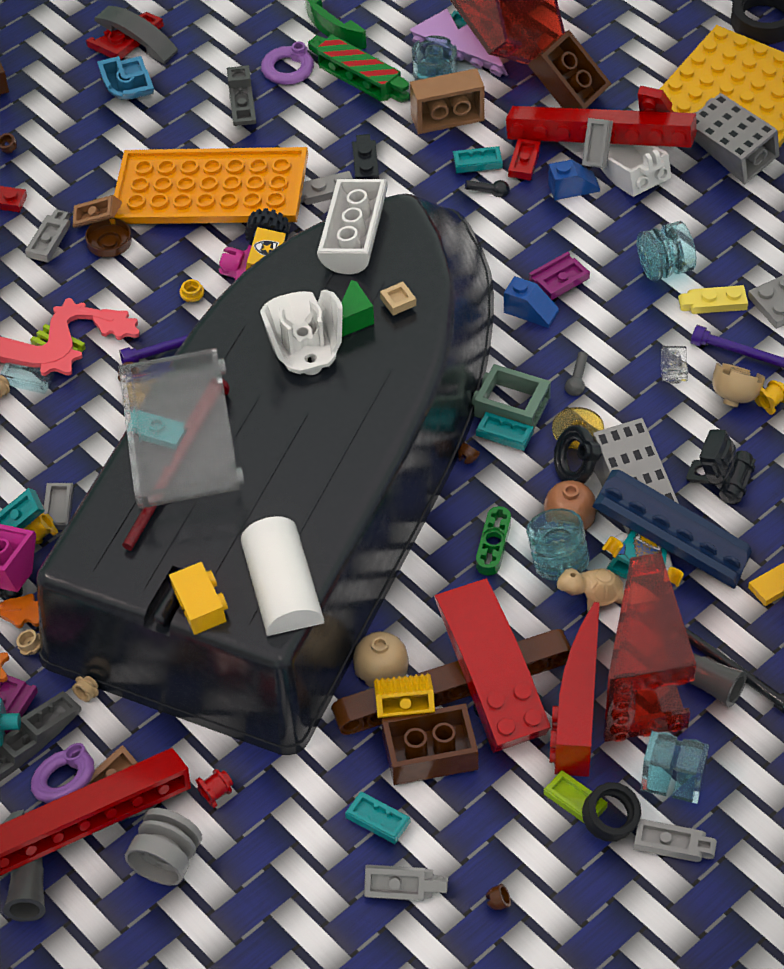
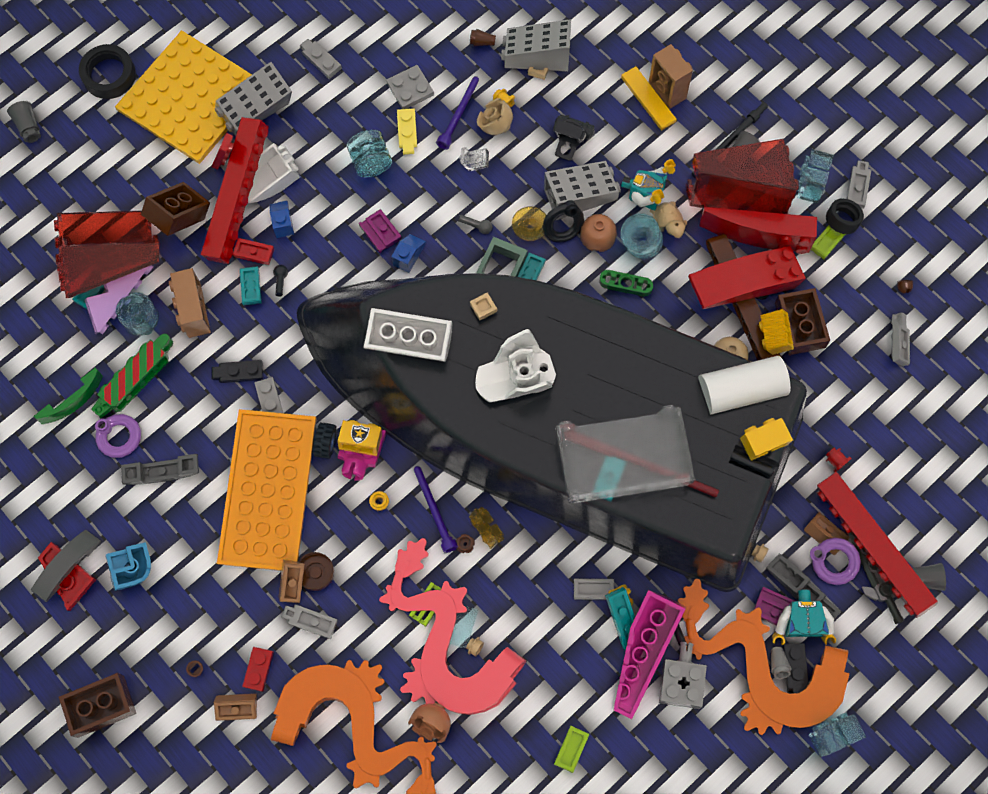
camera: 90 degrees left, 20 degrees up
(28, 642) = (722, 601): tan plate -> none
(163, 846) = (889, 484): light grey wheel -> none
(357, 310) = (492, 335): green slope -> none
(377, 817) = (852, 356): teal plate -> none
(597, 143) = (257, 191): light grey tile -> none
(673, 527) = (628, 165): dark blue plate -> none

